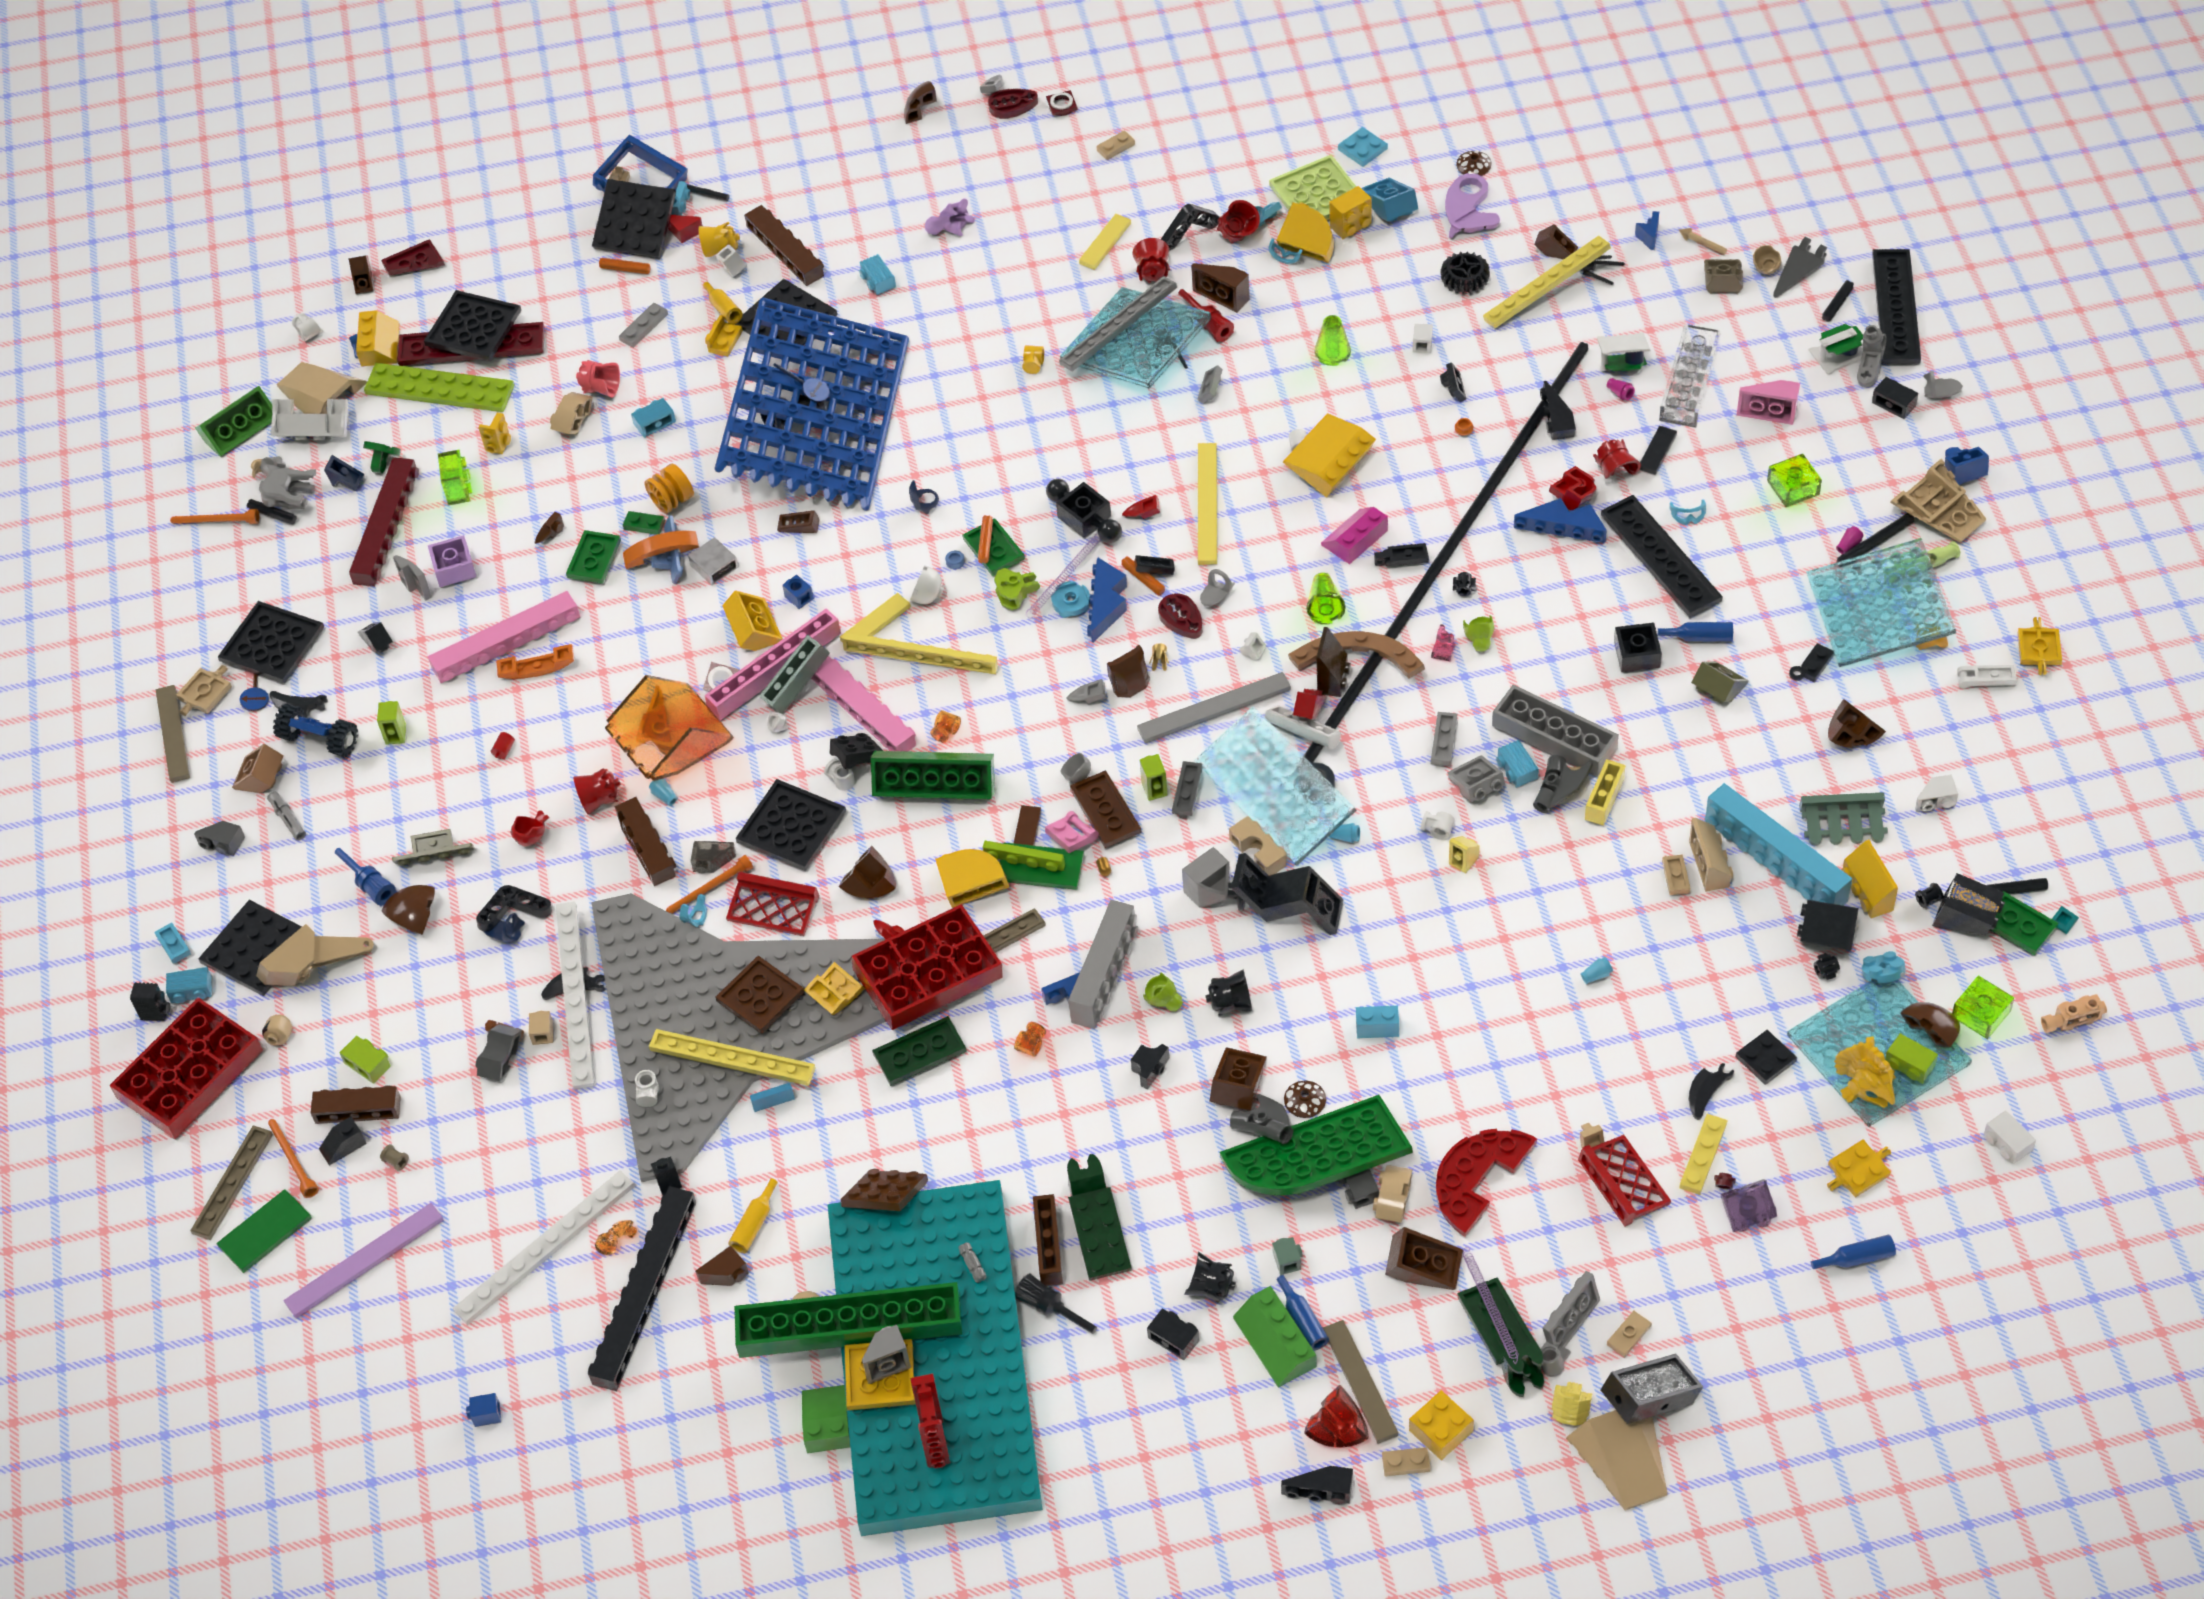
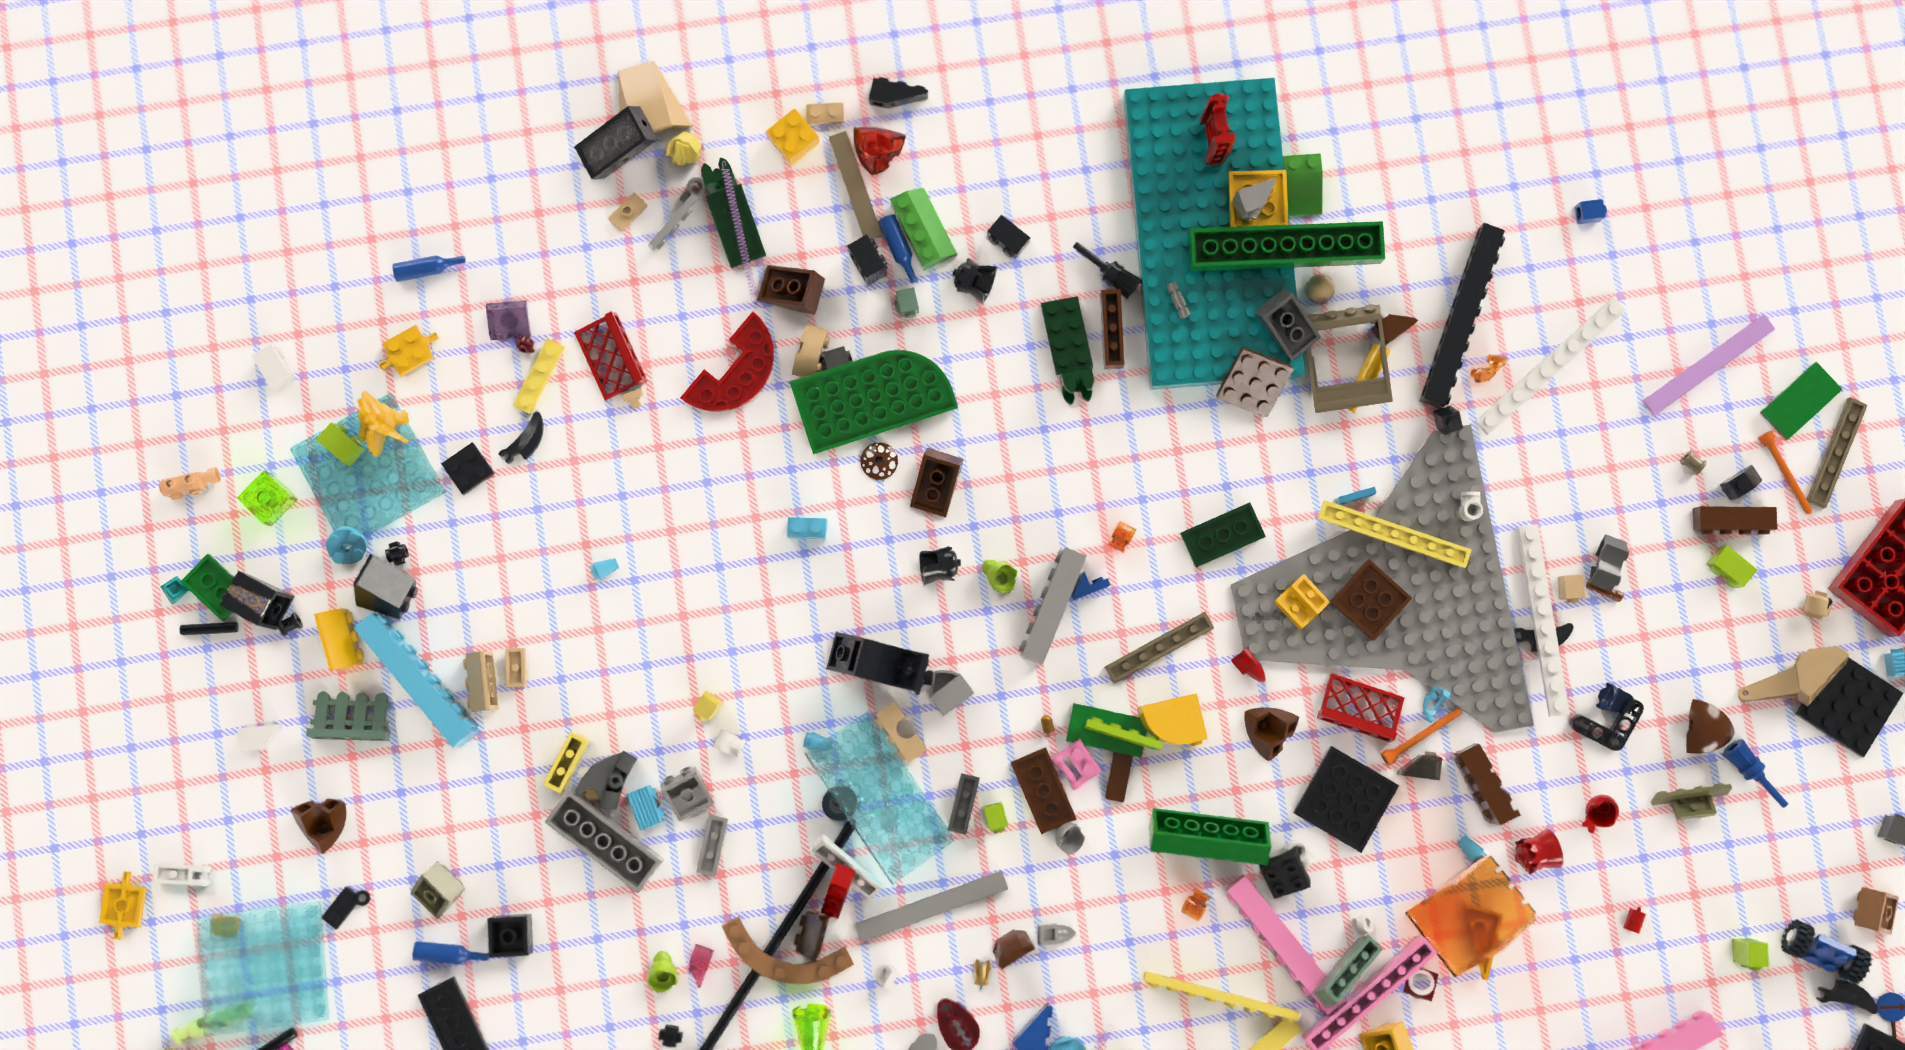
camera: 175 degrees right, 30 degrees up
(283, 810) = (1845, 861): light grey pin -> none
(536, 666) = (1610, 1021): orange slope -> none
(777, 1188) = (1352, 393): none -> dark tan window
(848, 1244) = (1287, 324): none -> dark grey slope
(927, 967) = (1216, 612): red brick -> none
(1149, 1063) = (1015, 502): black brick -> none
(1267, 1120) = (913, 441): dark grey pin -> none
(1336, 1289) = (867, 260): none -> black brick
(1935, 1020) = (311, 481): reddish brown brick -> none

